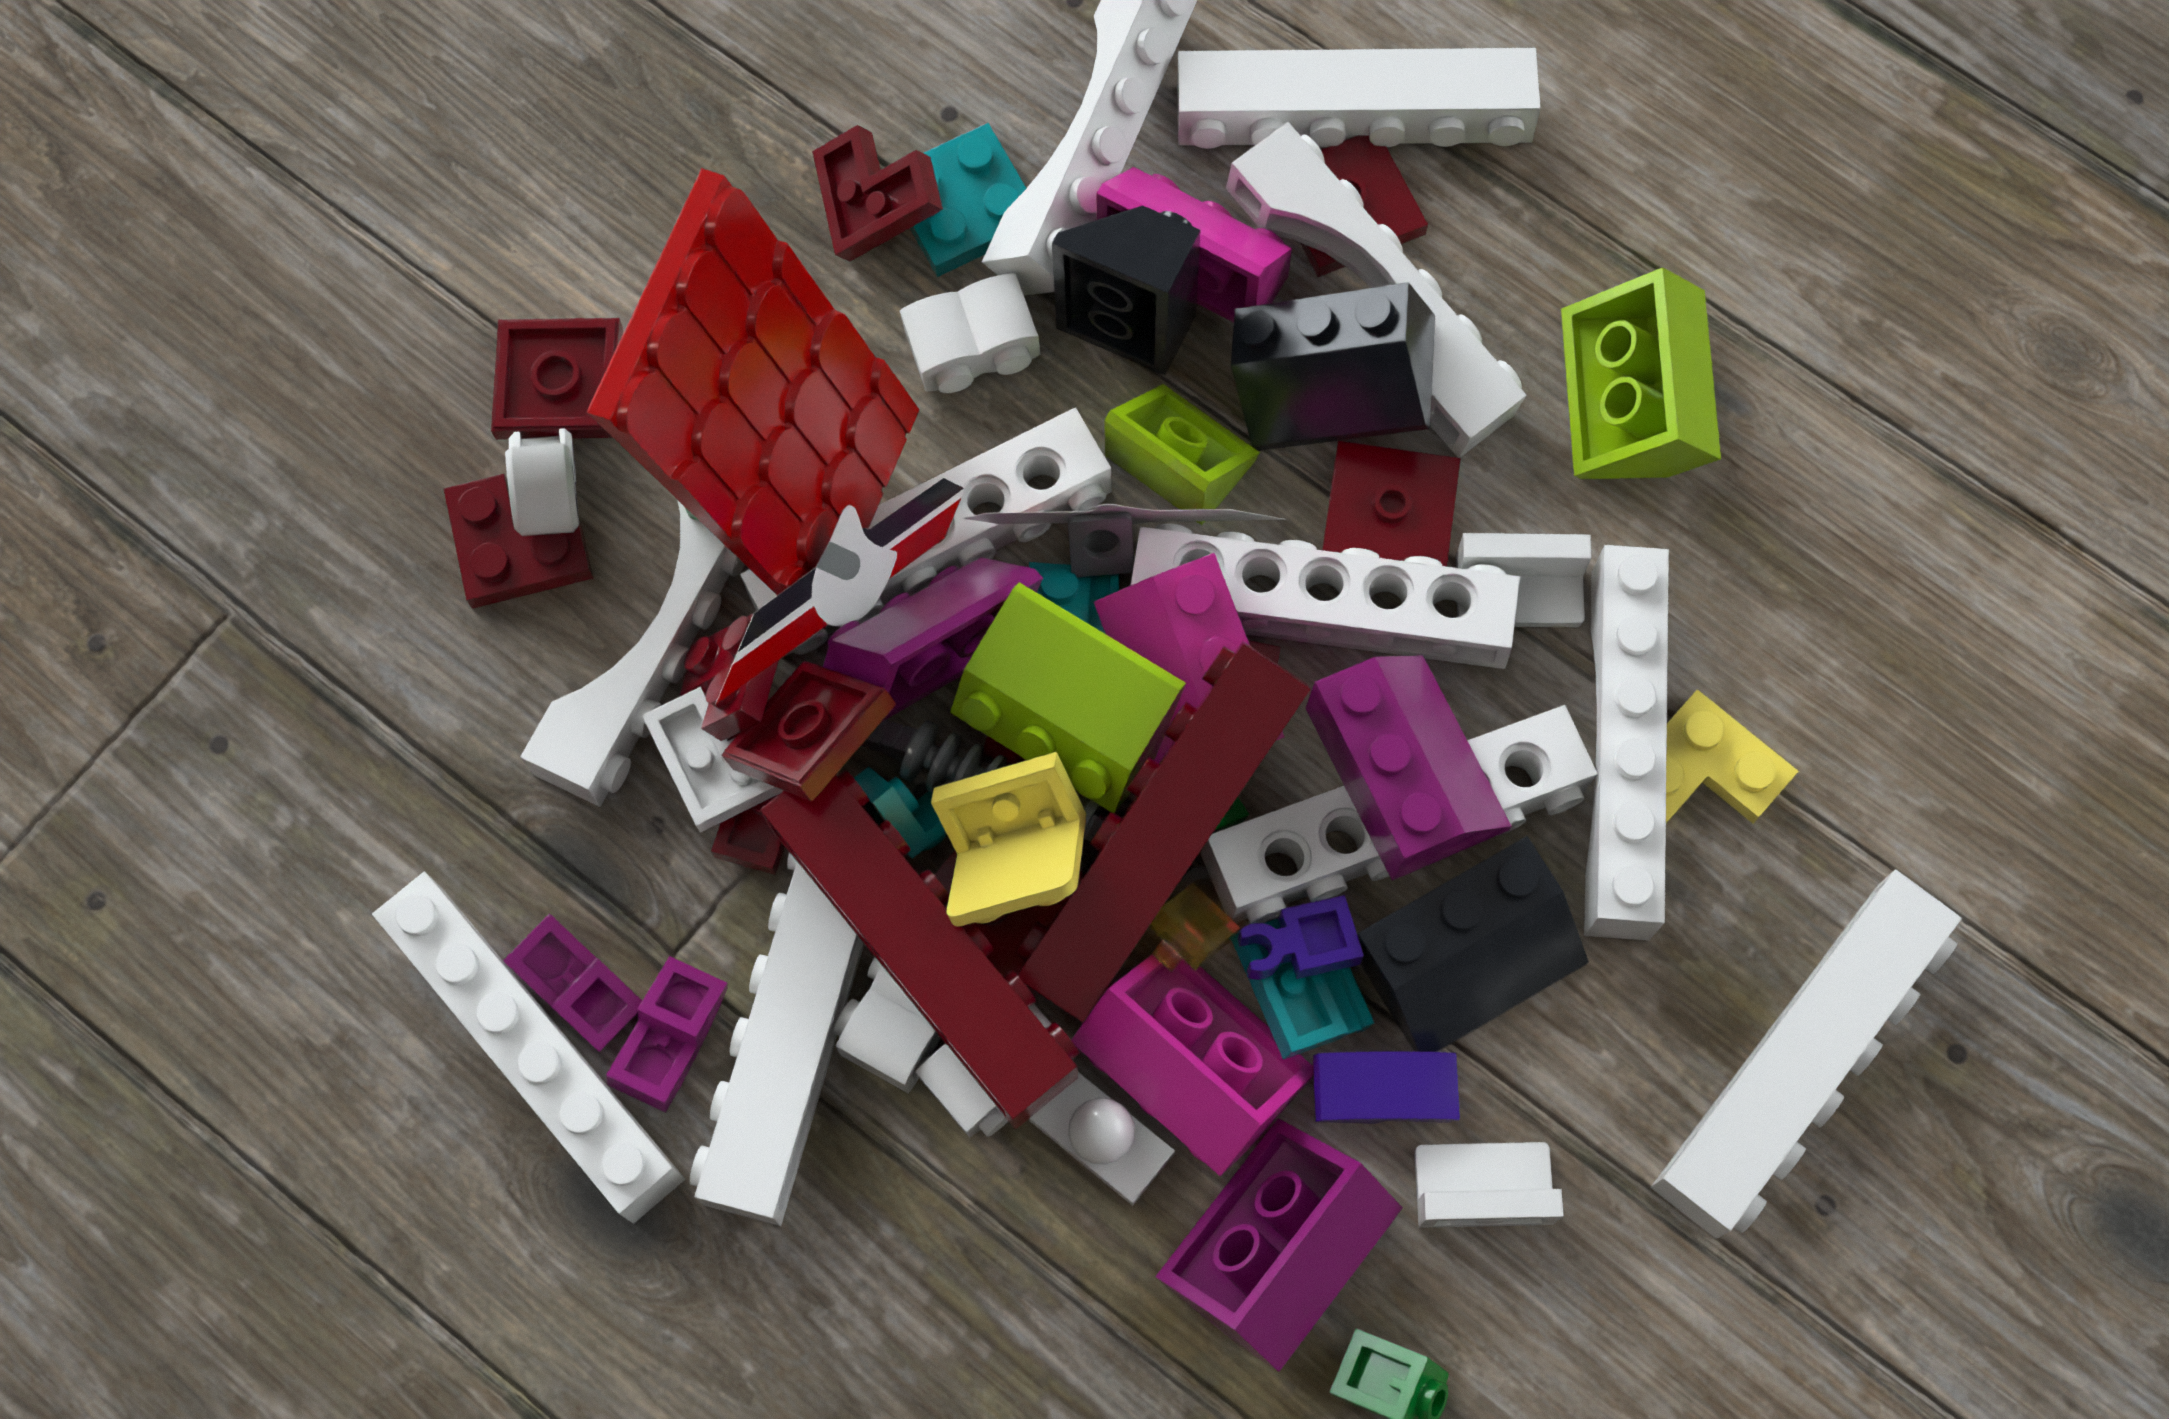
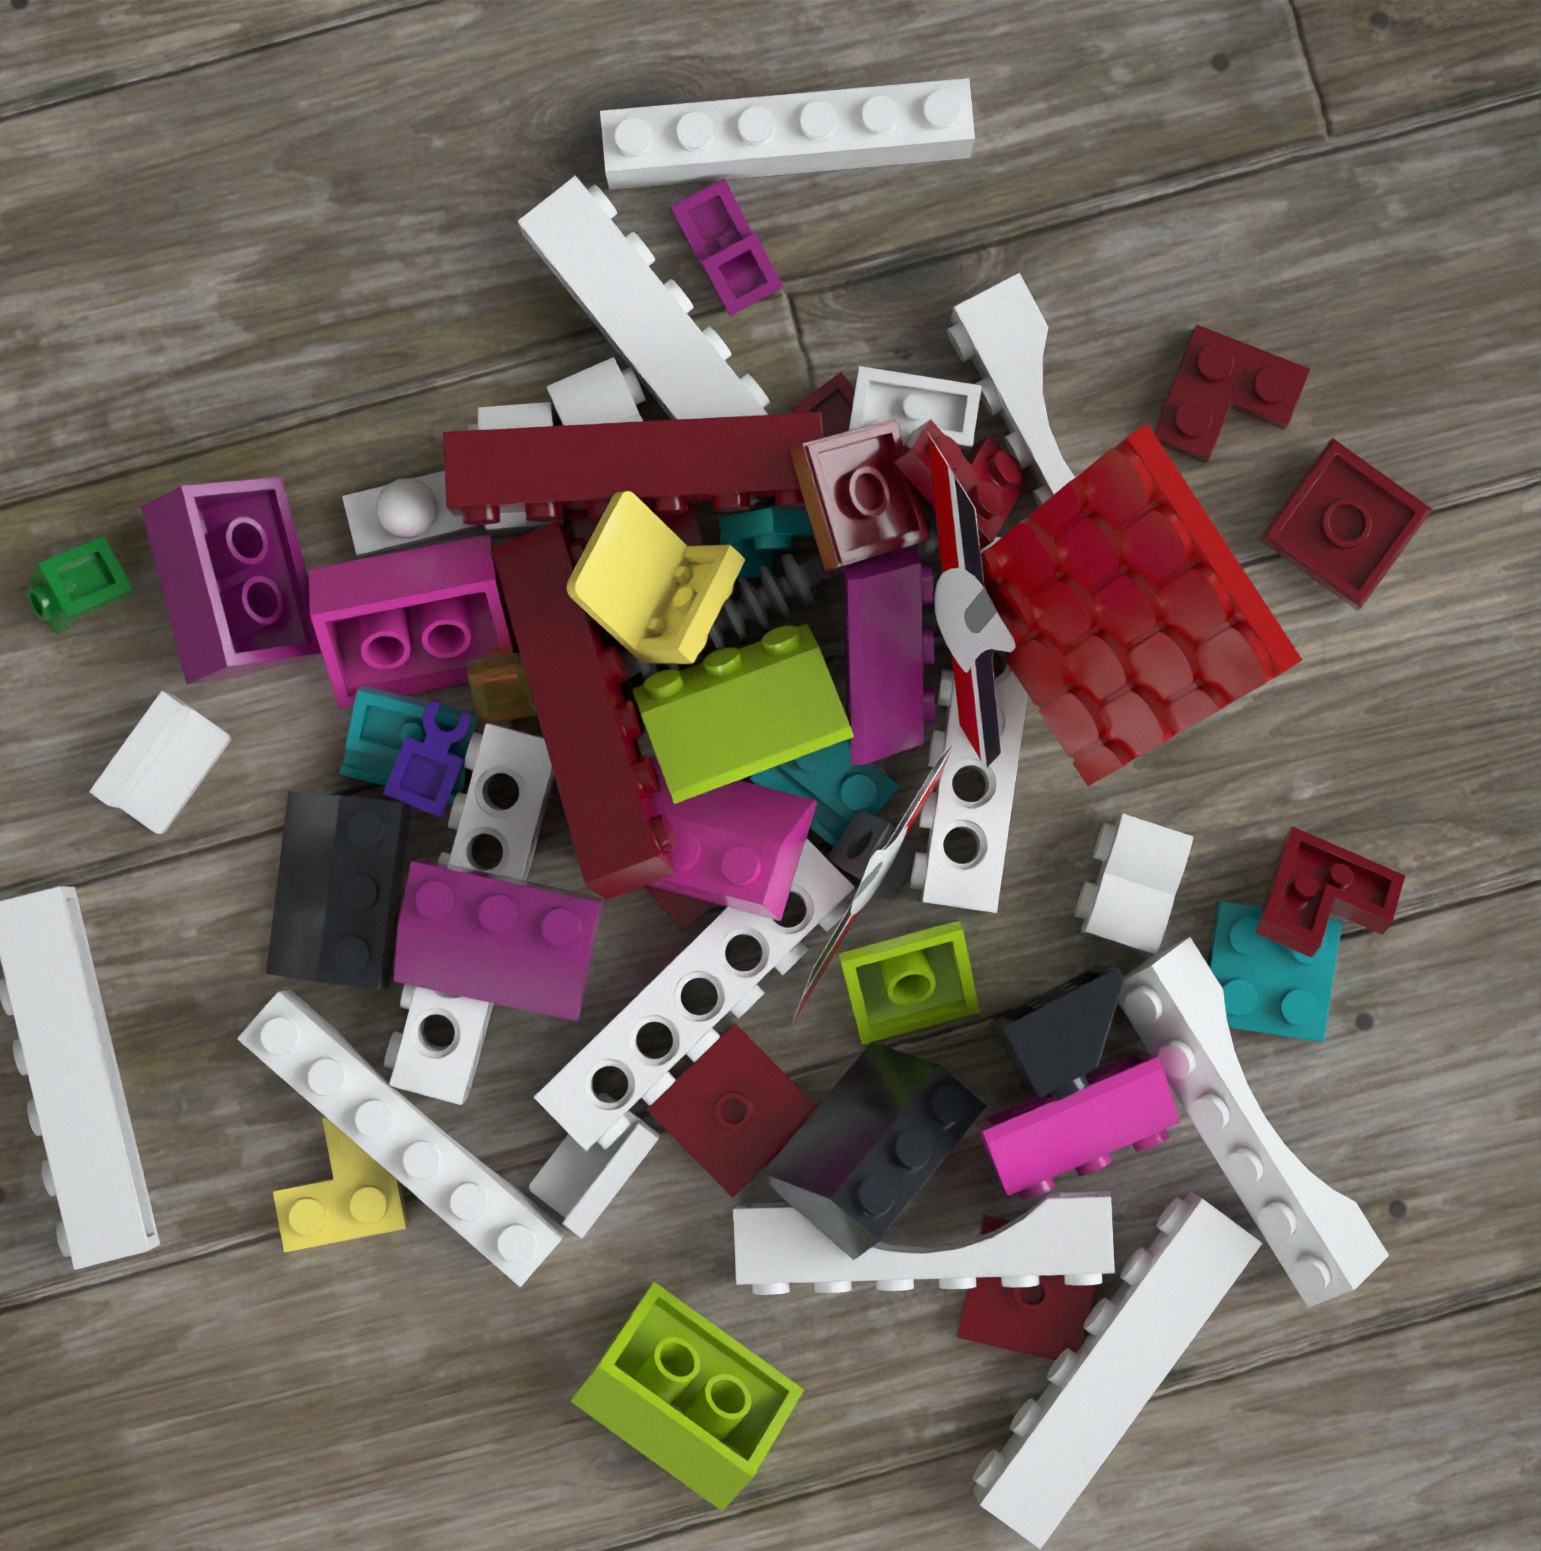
camera: 125 degrees right, 15 degrees up
(542, 484) = (1247, 444): white animal -> none
(573, 982) = (818, 205): magenta slope -> none
(1386, 1087) = (284, 744): dark purple slope -> none

